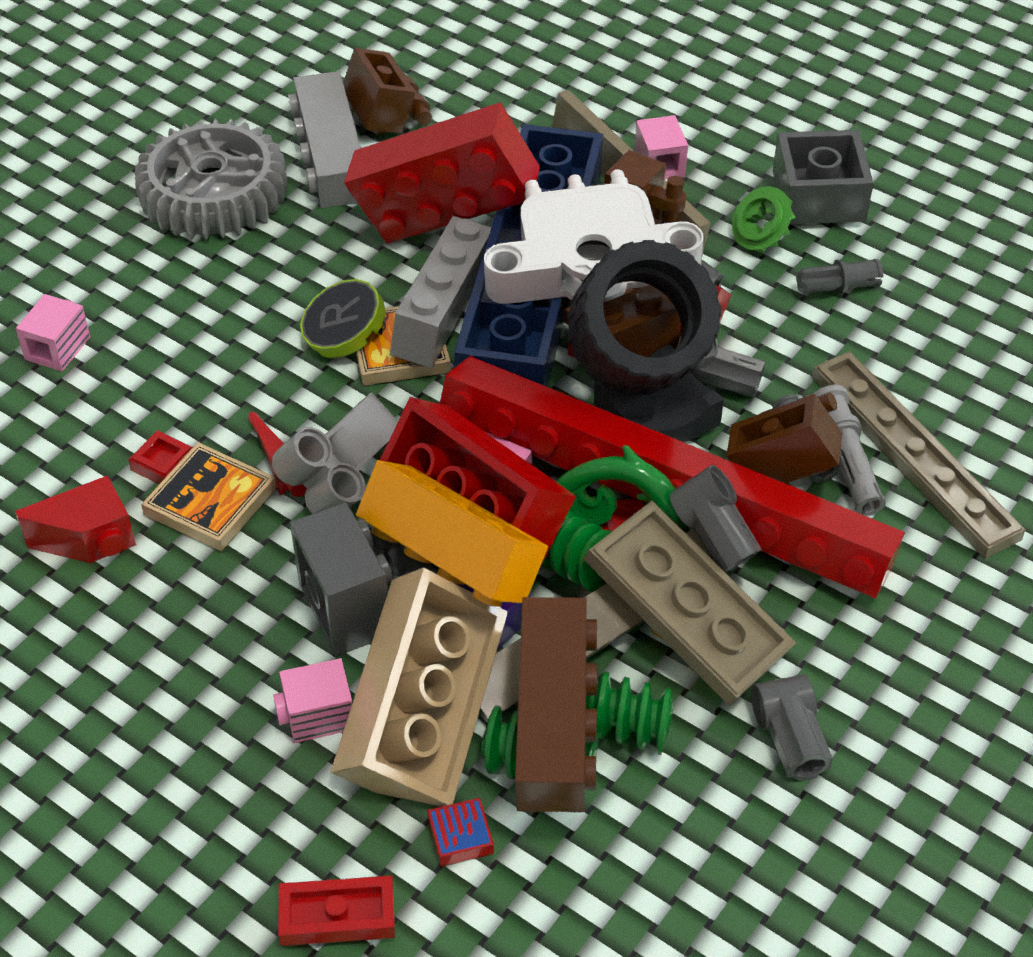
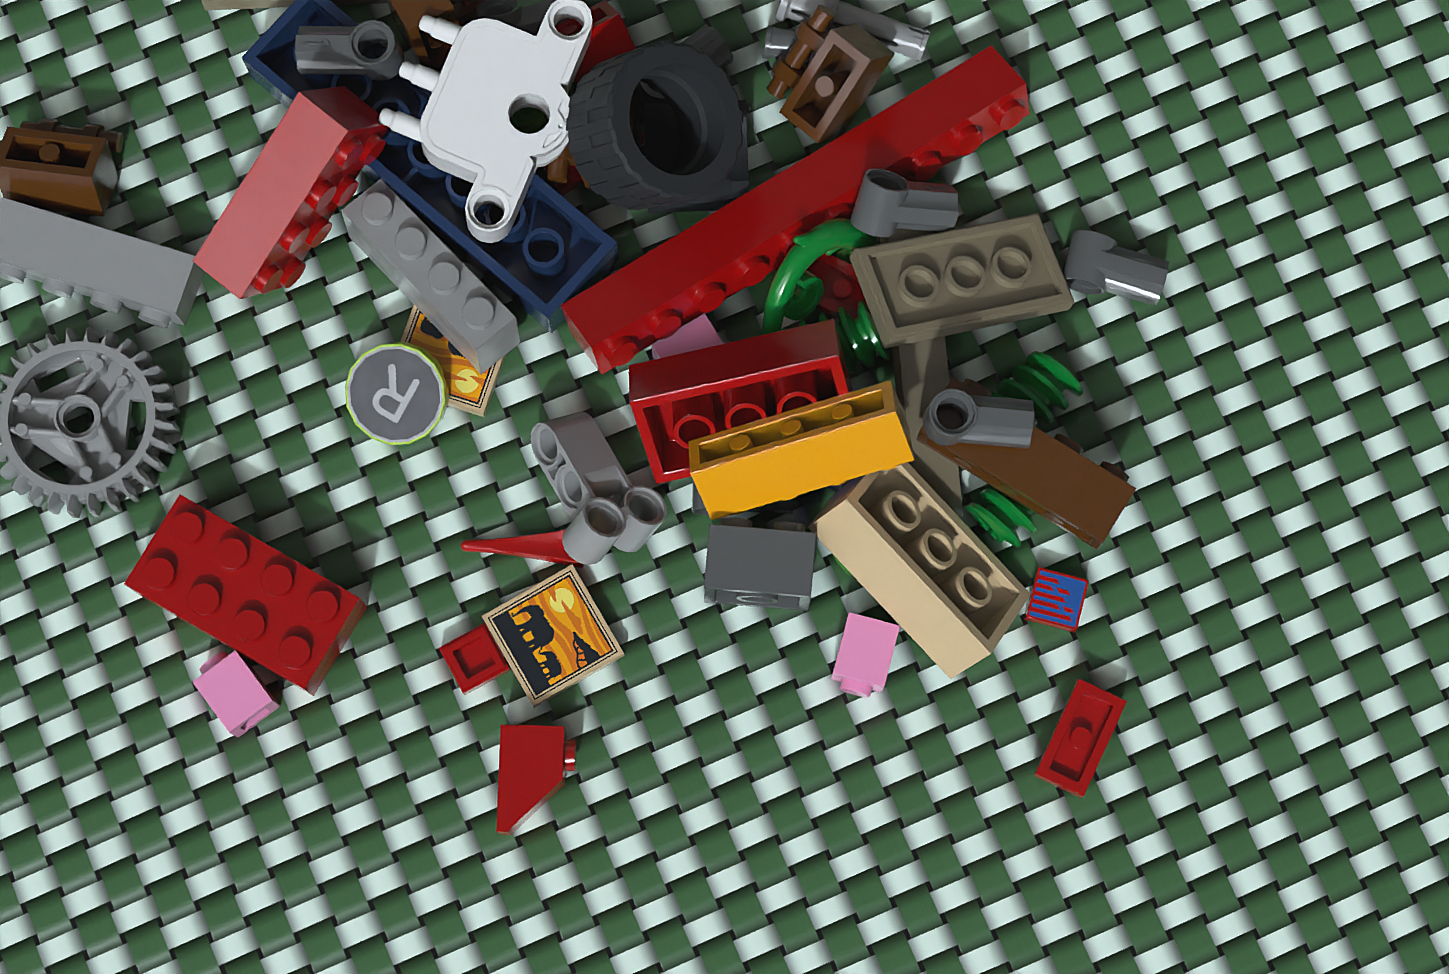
camera: 60 degrees left, 30 degrees up
(131, 306) = (246, 594): none -> red brick
(556, 618) = (985, 420): none -> dark grey piece
(566, 154) = (345, 49): none -> dark grey piece

